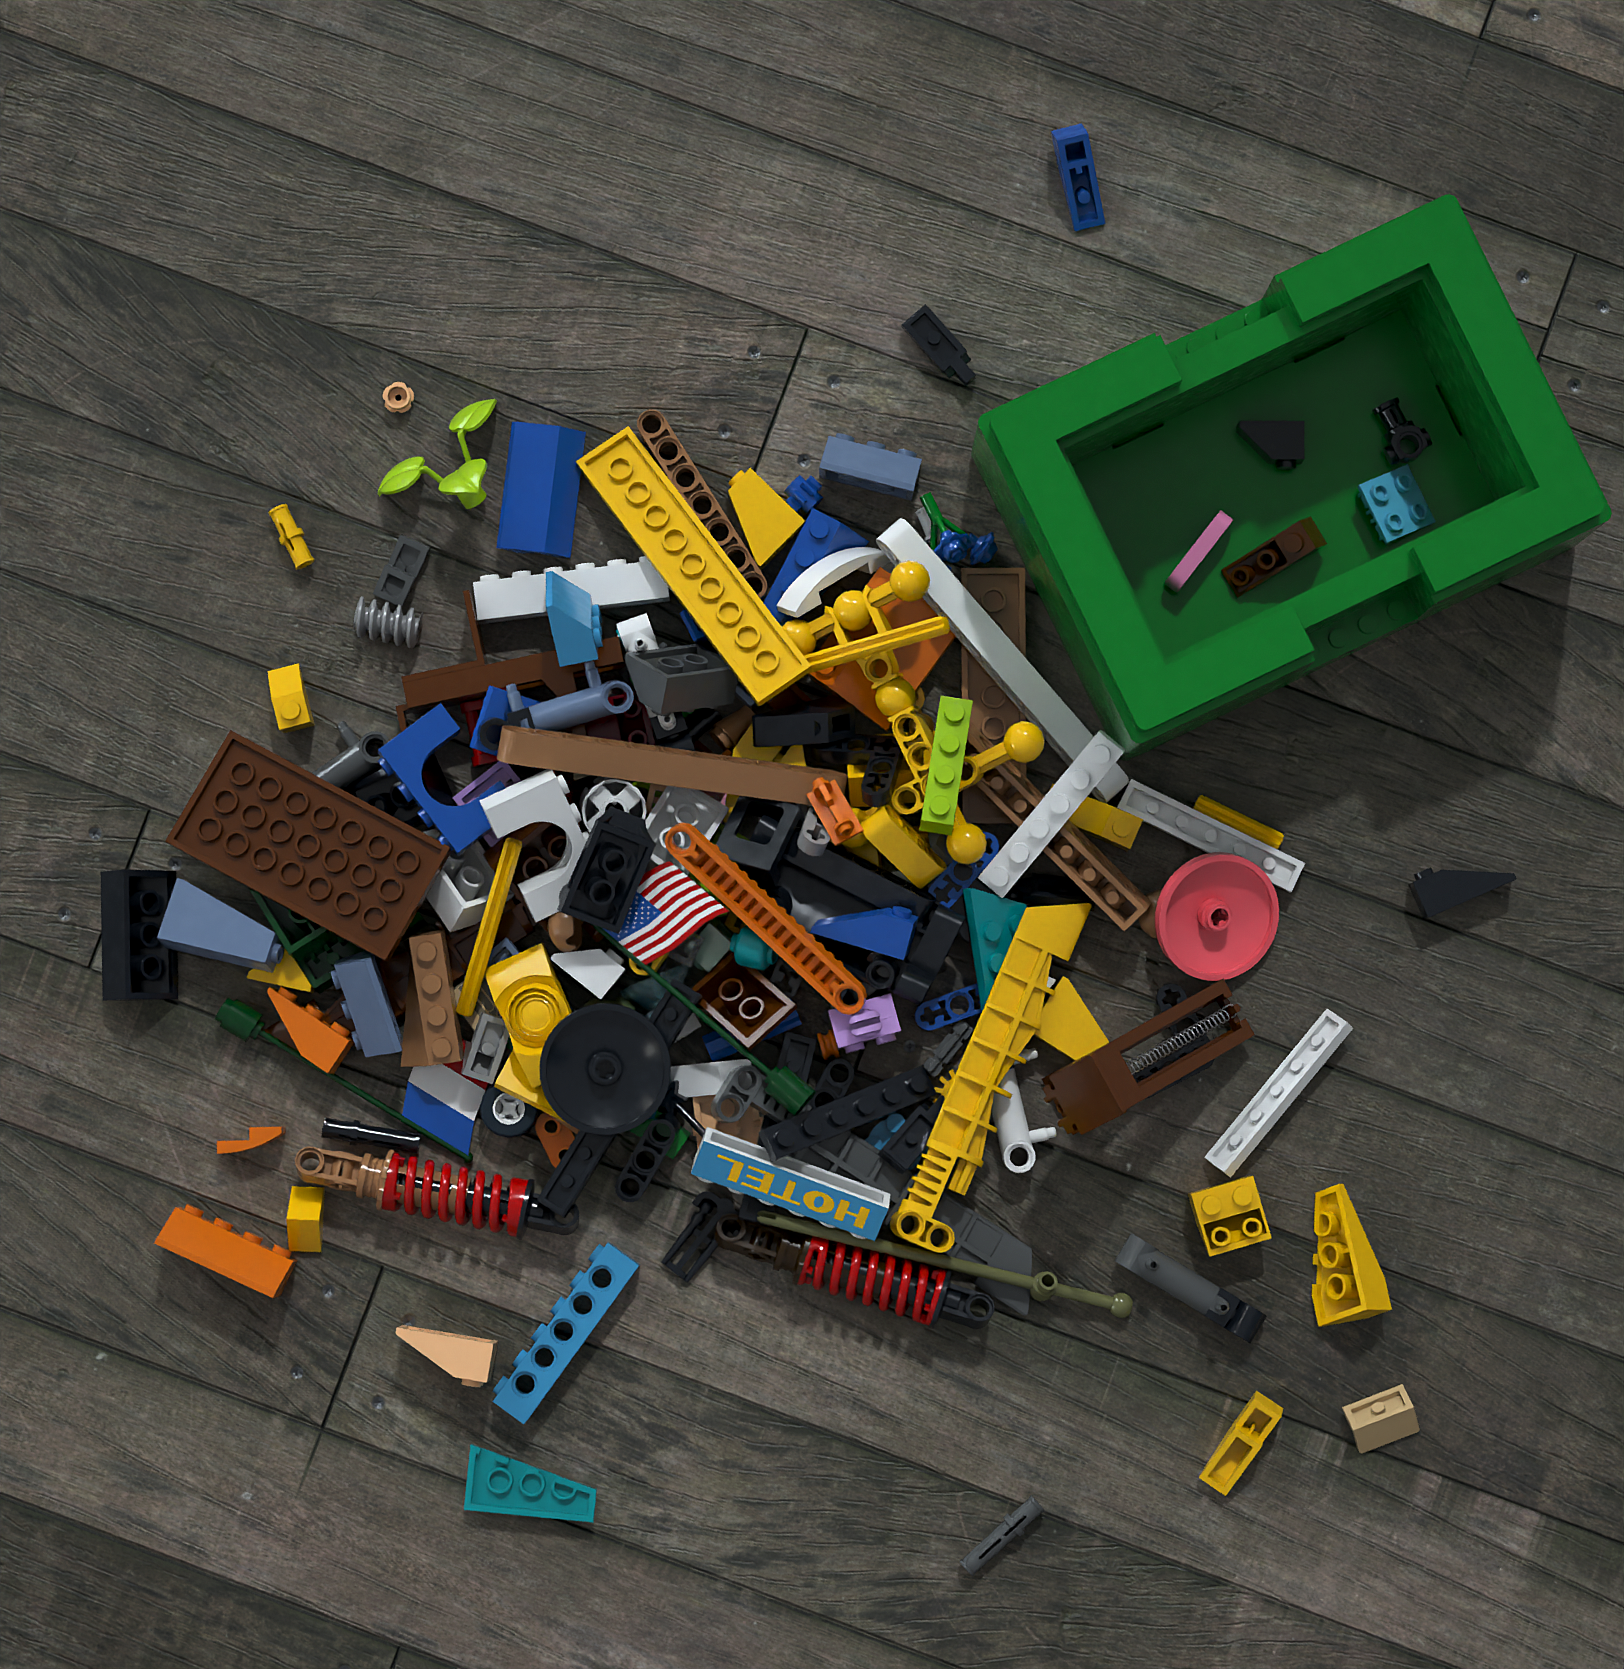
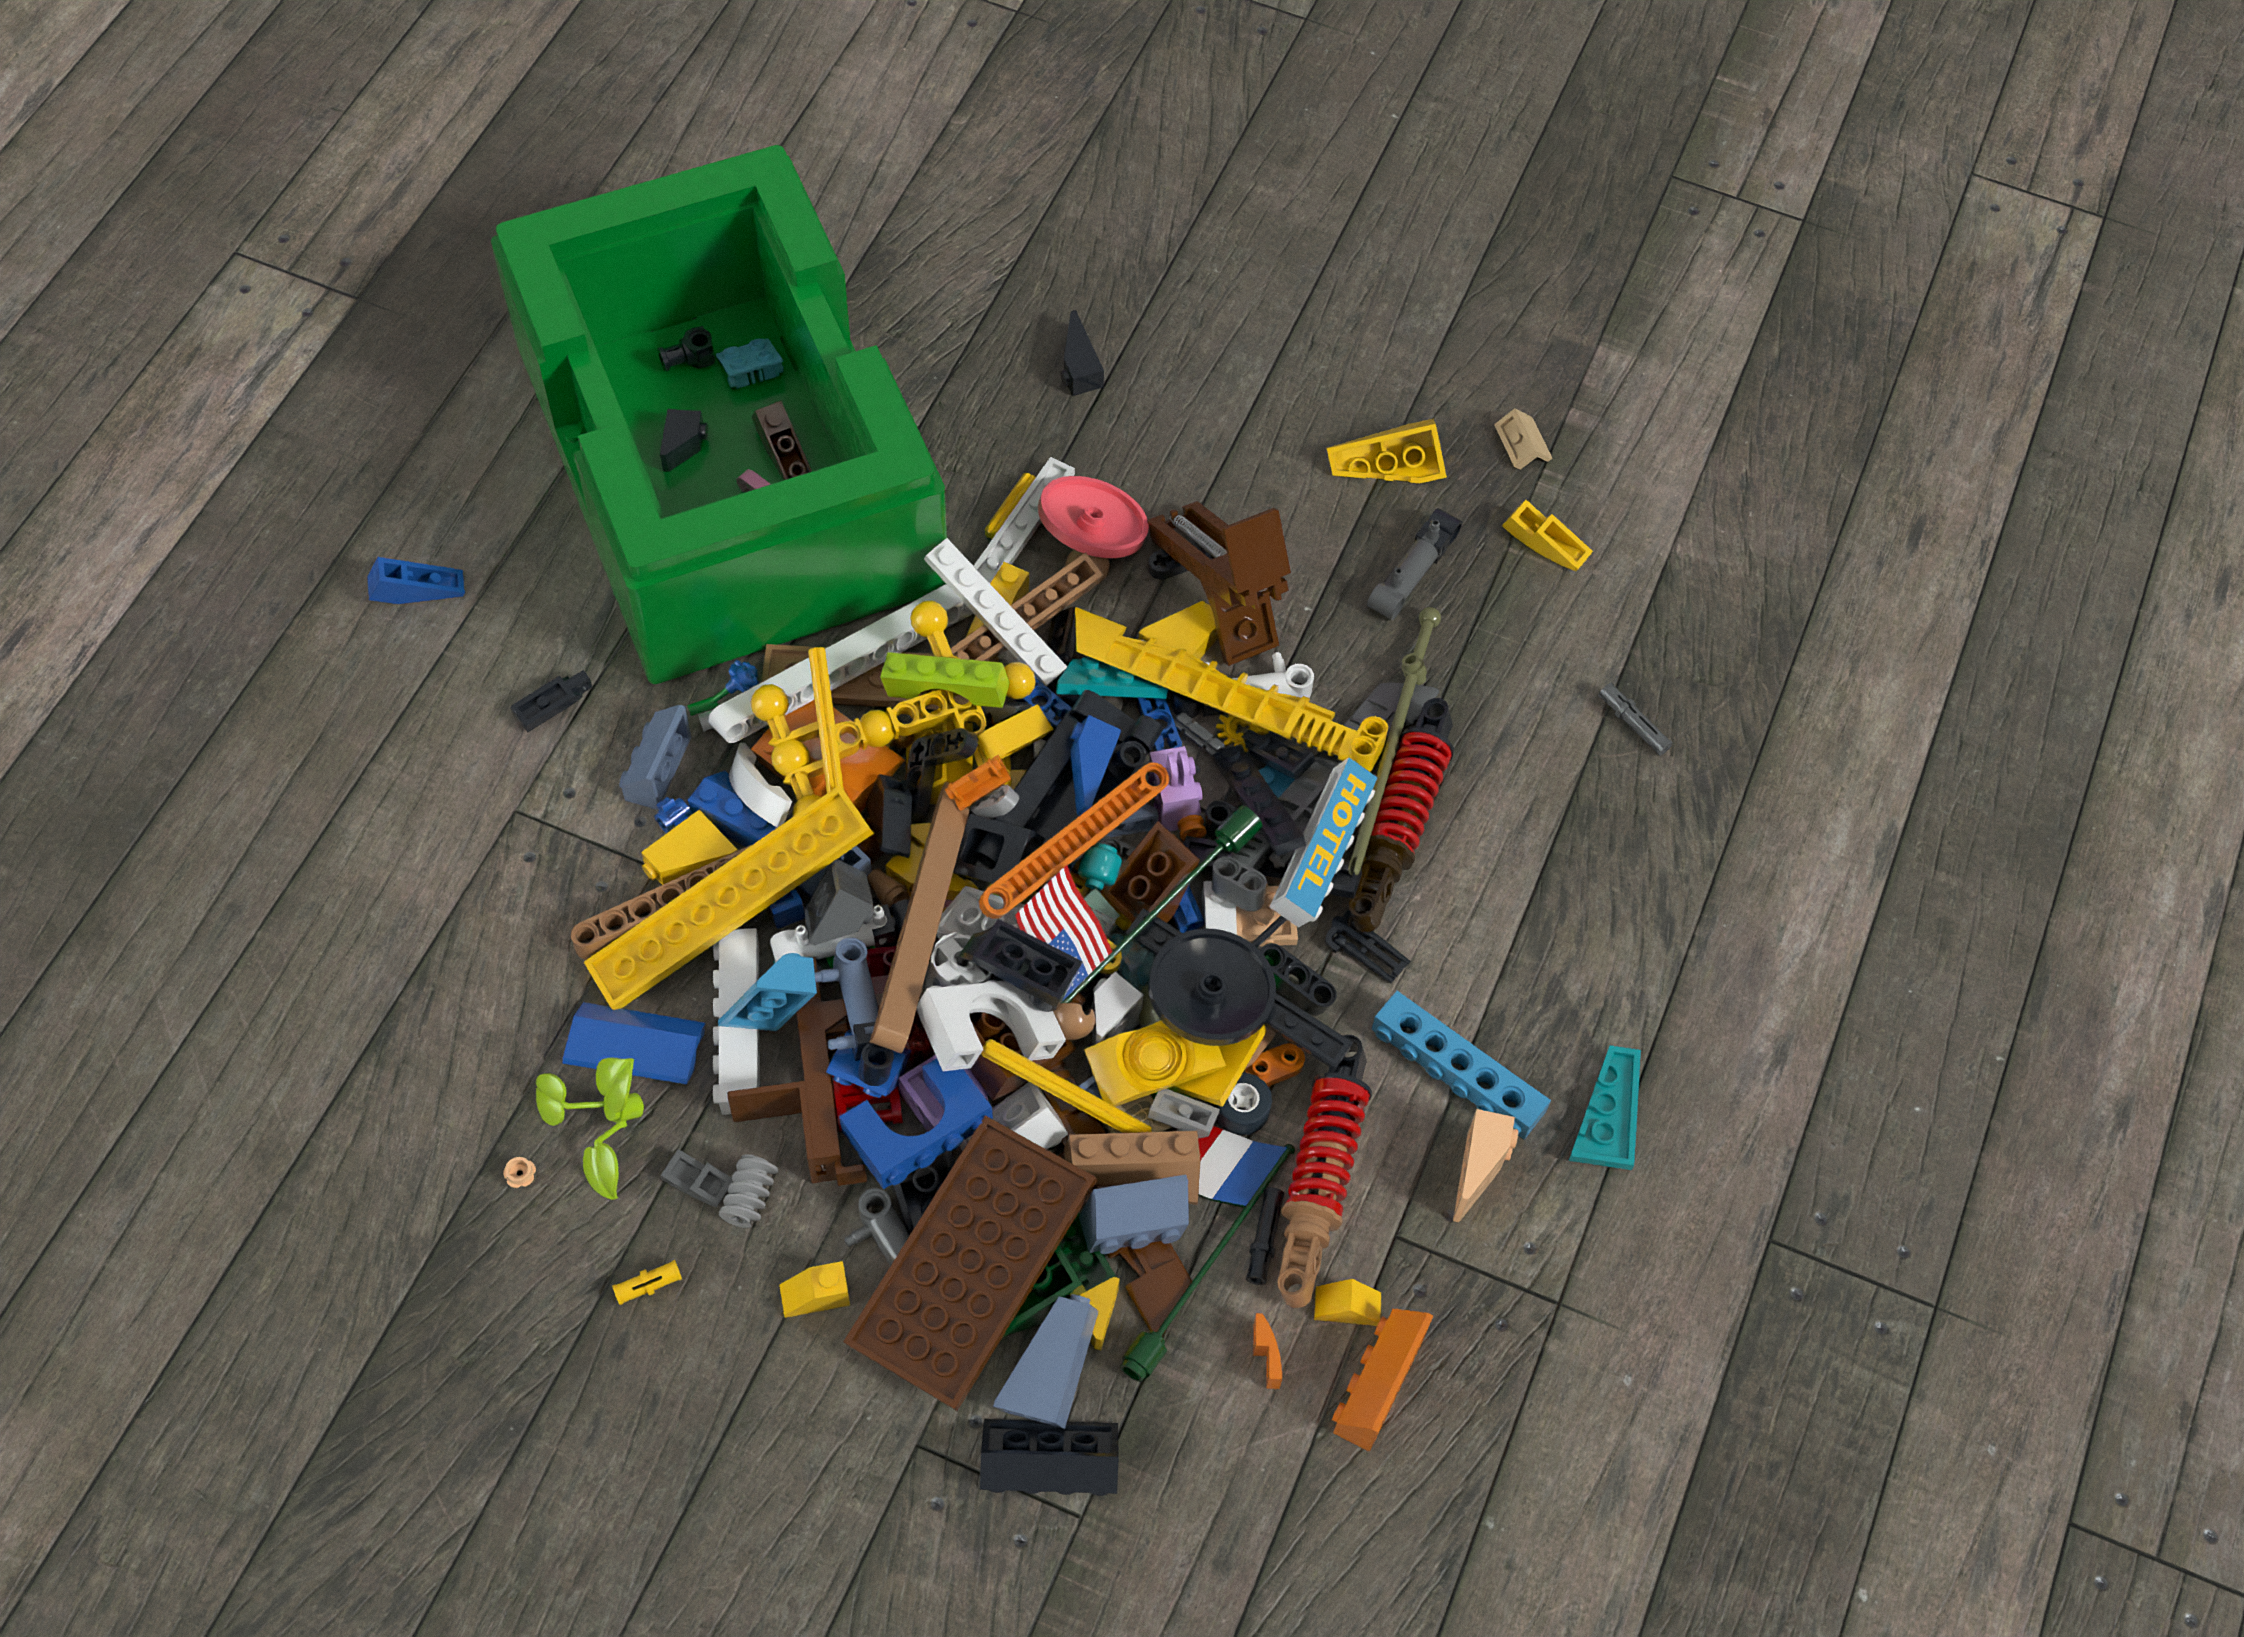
camera: 90 degrees left, 25 degrees down
(313, 1037) = (1164, 1279): orange slope -> none
(1229, 1215) = (1351, 528): yellow slope -> none
(1278, 1092) = (1246, 488): white plate -> none

